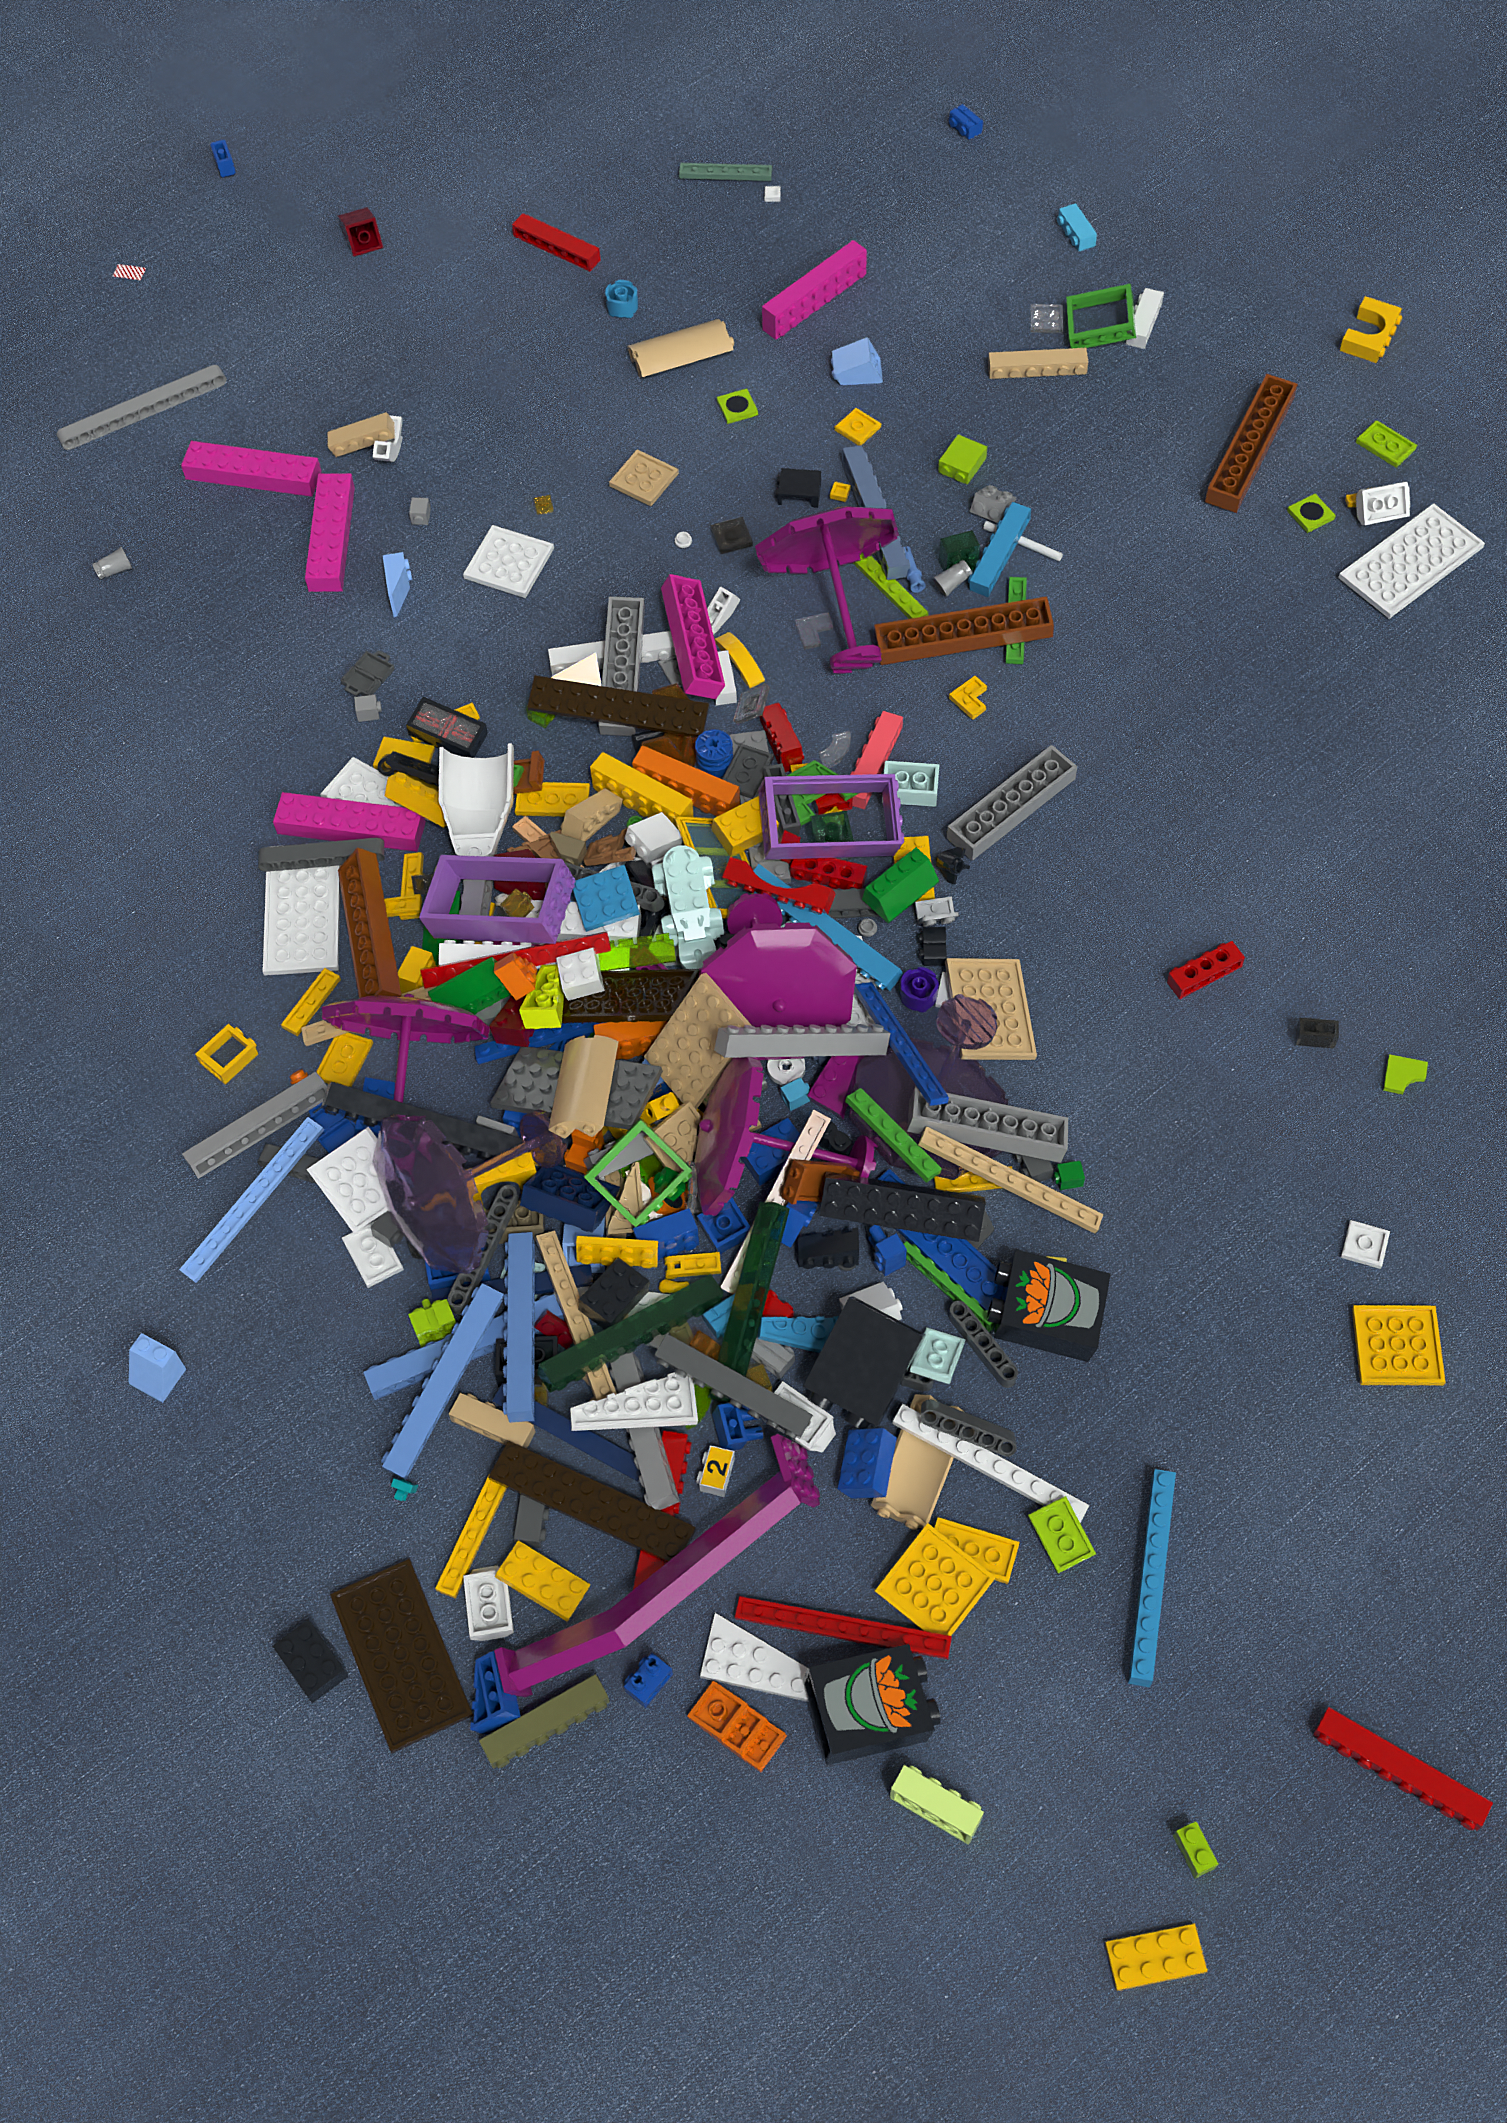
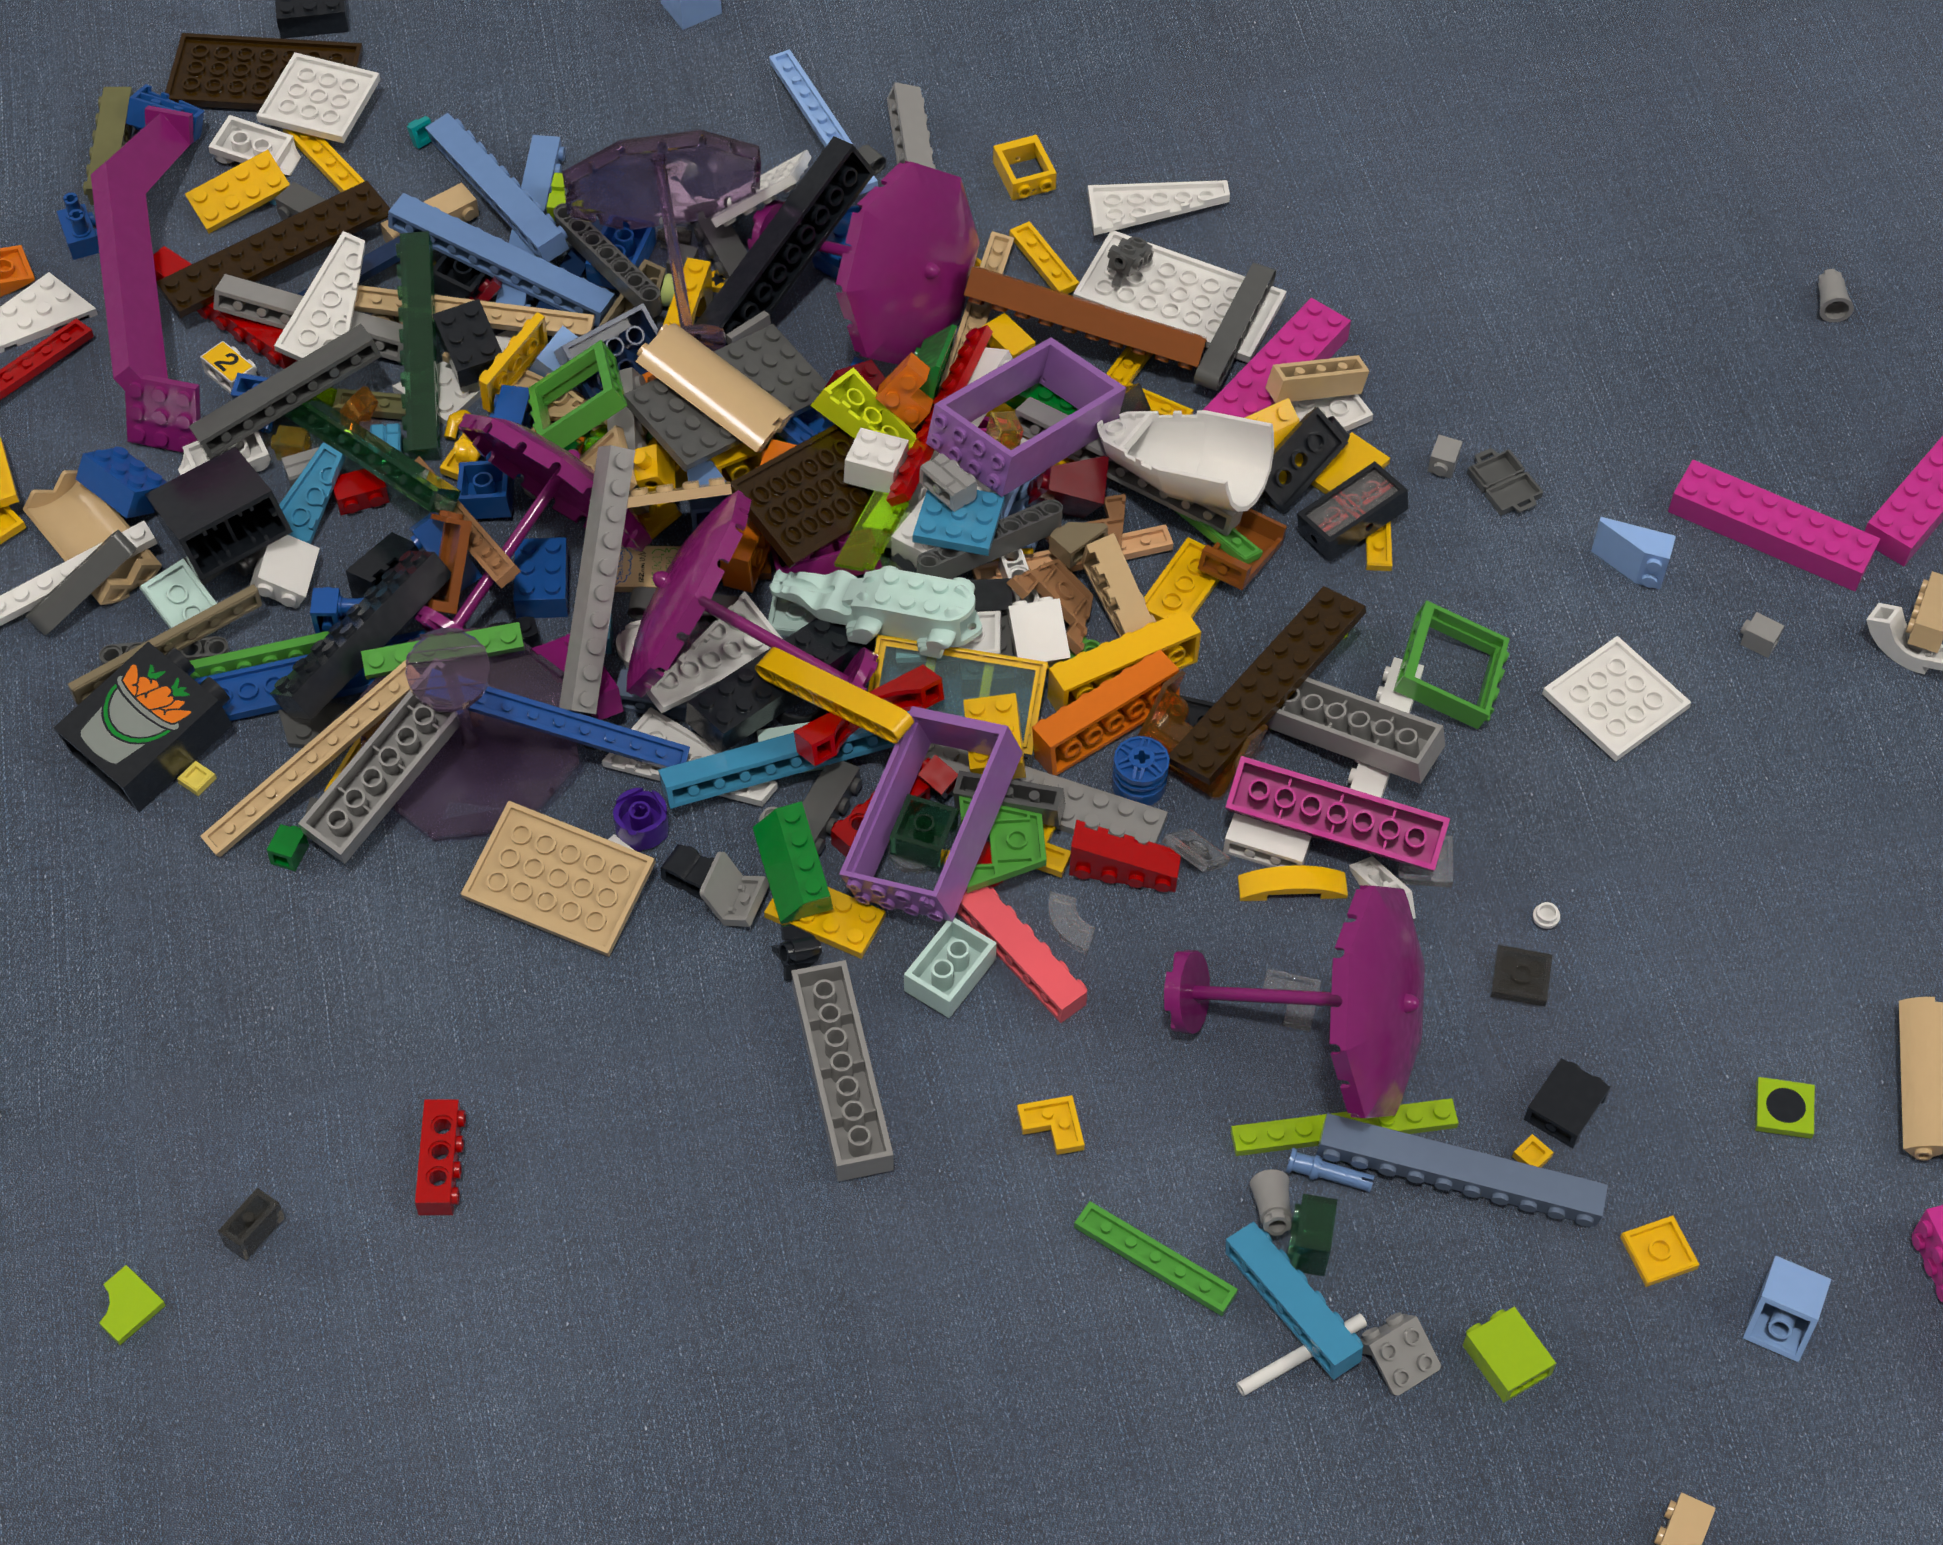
camera: 115 degrees right, 5 degrees down
(226, 967) = (1134, 204): none -> white wing
(294, 936) = (1128, 257): none -> dark grey brick
(353, 780) = (1317, 379): none -> tan brick
(413, 1580) = (318, 97): none -> white plate
(542, 650) = (1469, 633): none -> bright green window
(543, 504) = (1706, 783): clear yellow plate -> none
(583, 672) = (1356, 667): wedge -> none
(588, 904) = (948, 482): none -> light grey brick
(644, 477) = (1692, 919): tan plate -> none
(700, 1252) = (465, 451): none -> yellow arm
(748, 769) = (1092, 793): dark grey tile -> none
(789, 879) = (834, 695): none -> yellow beam
(964, 630) = (1161, 1164): dark orange brick -> none
(984, 1331) = (177, 637): none -> dark tan tile

